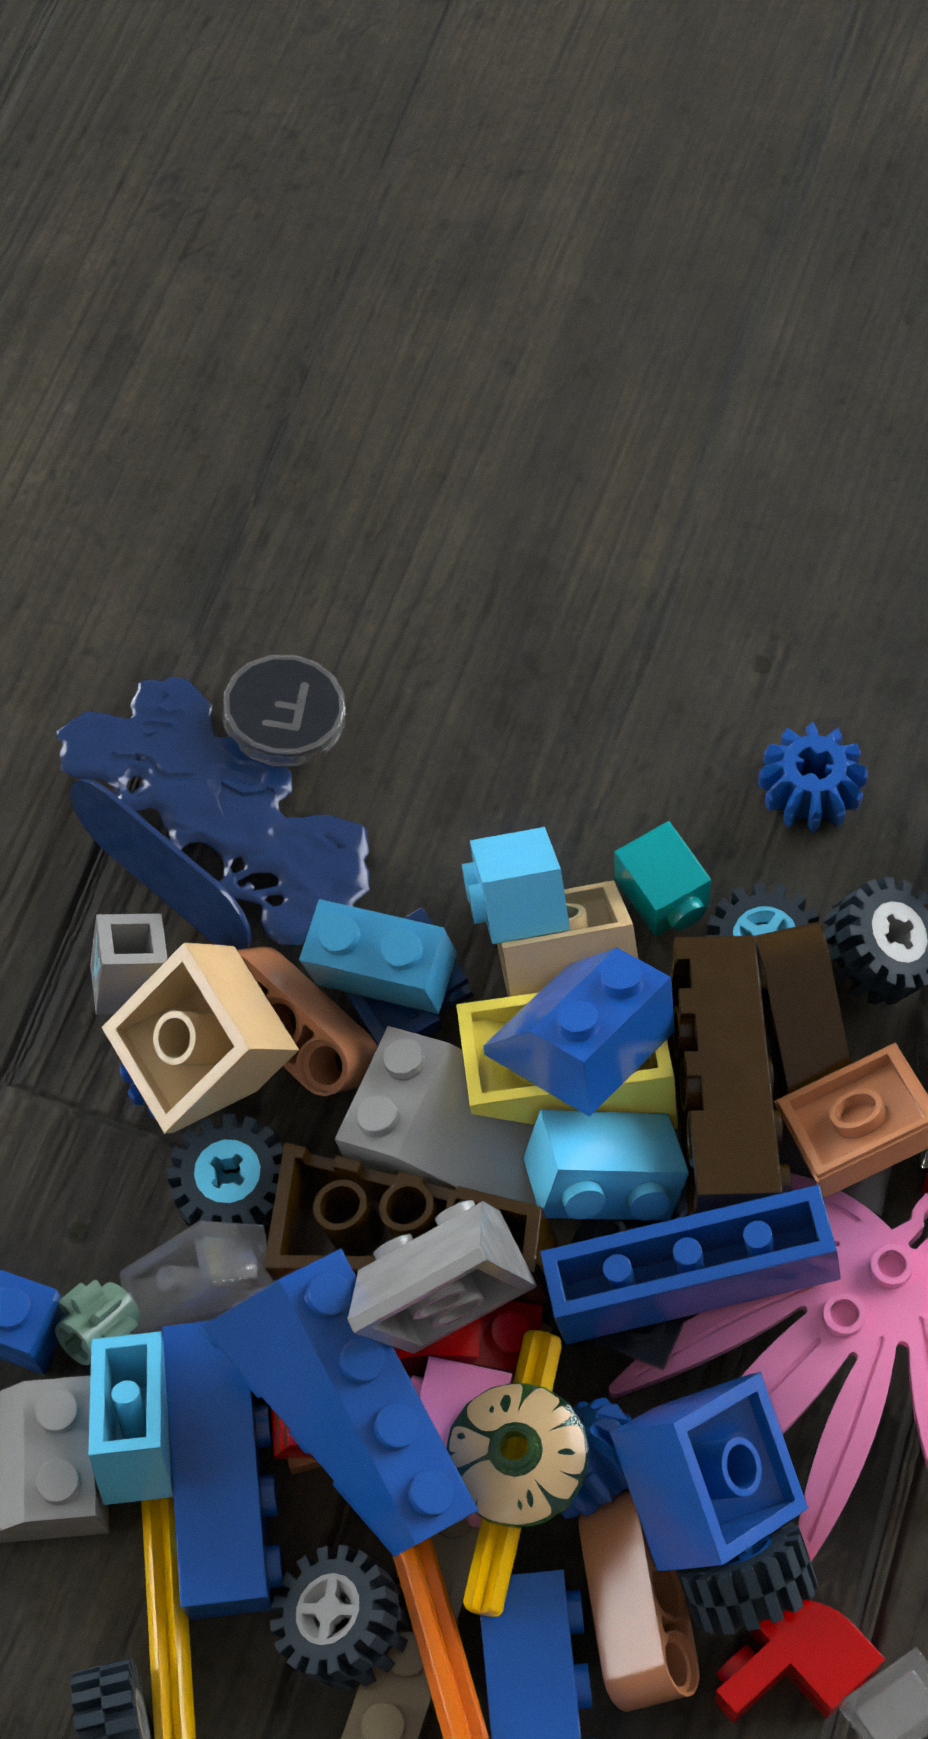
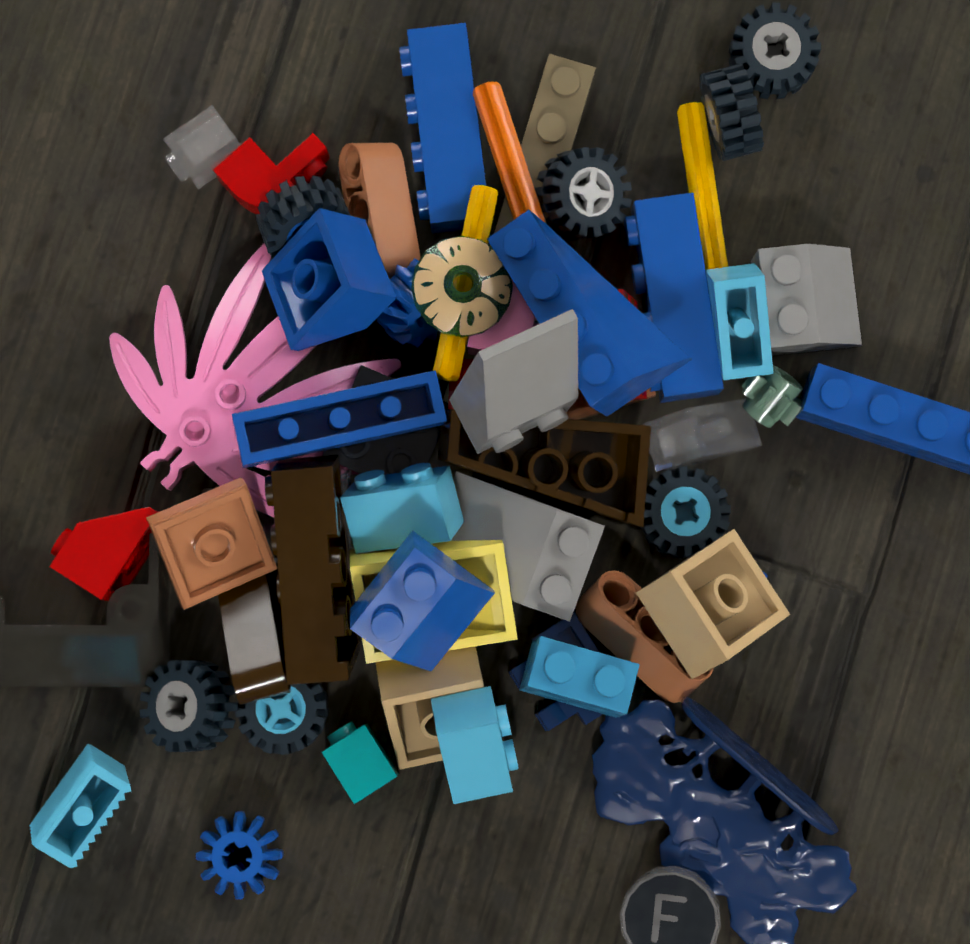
camera: 175 degrees right, 20 degrees up
(124, 956) = (775, 679): light grey brick -> none

